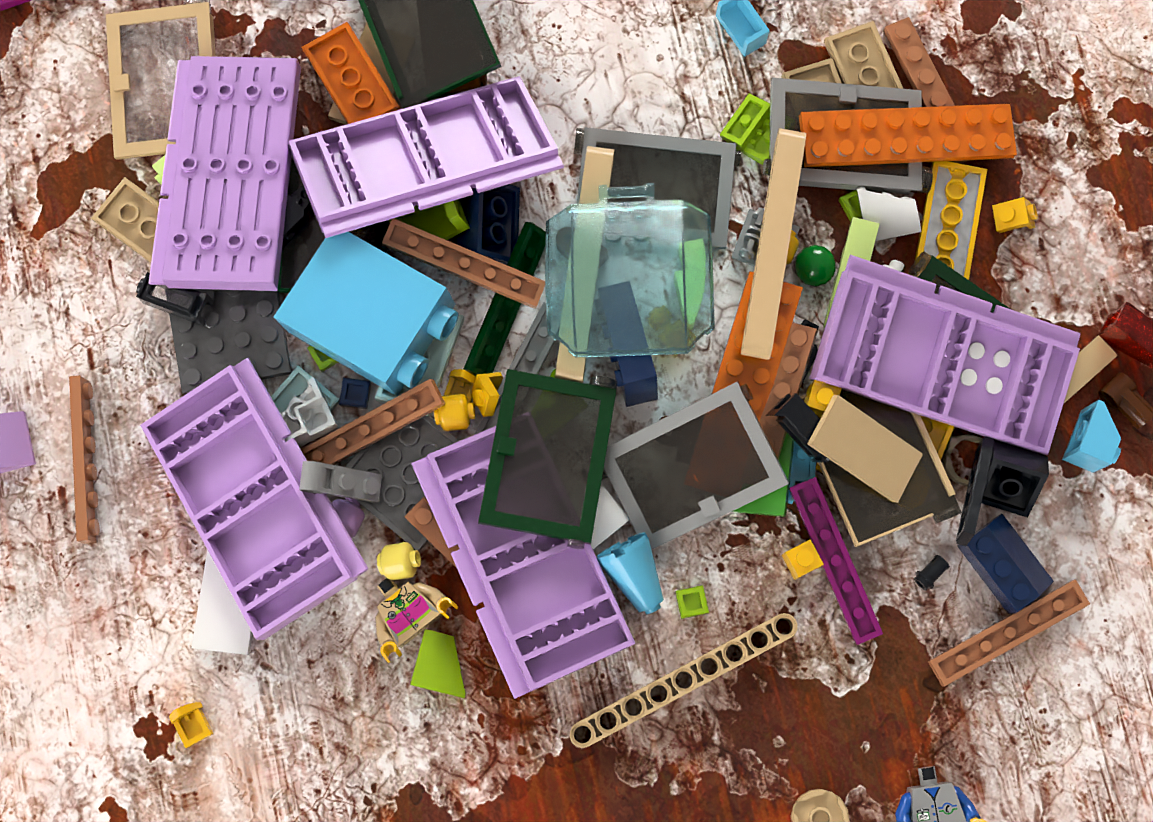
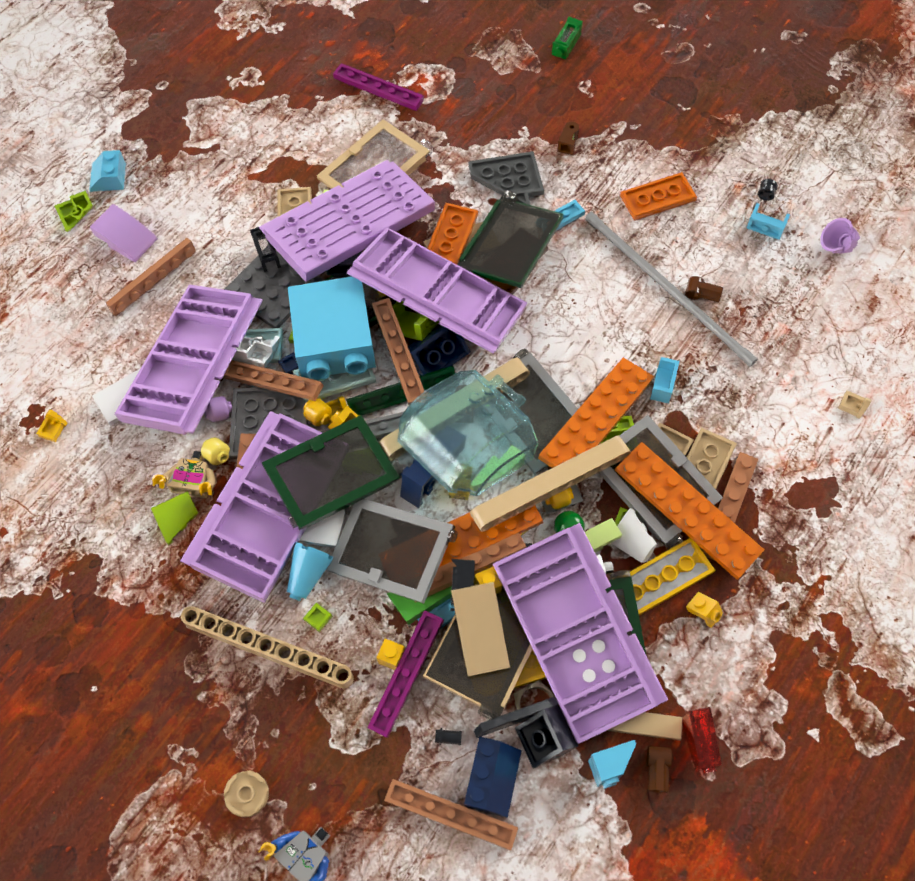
camera: 50 degrees right, 15 degrees down
(340, 481) = (231, 386): light grey plate -> none
(723, 128) = (598, 413): none -> orange piece

